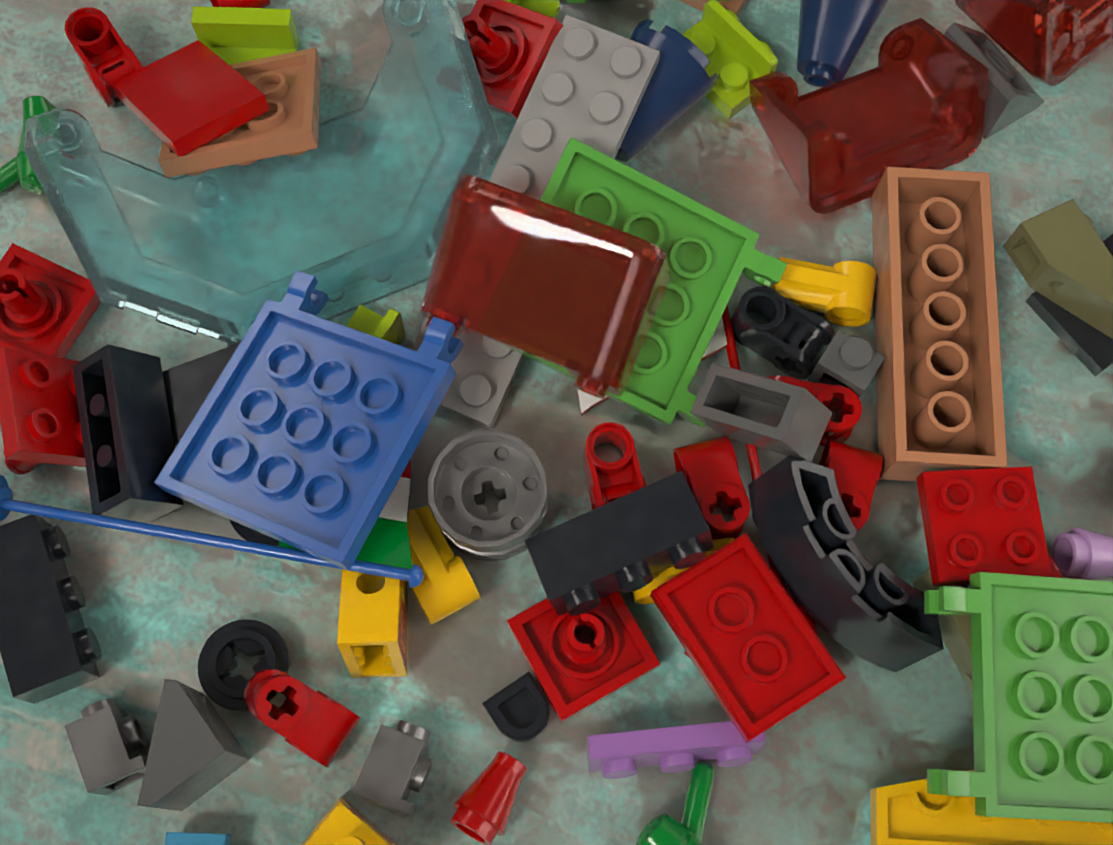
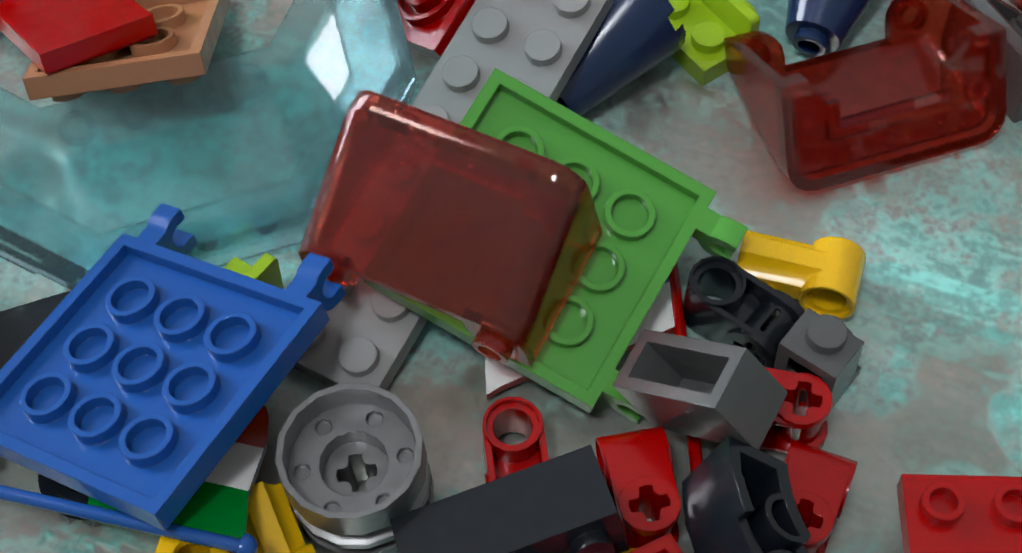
camera: 10 degrees right, 15 degrees down
(936, 323) = (934, 313): nougat brick -> none

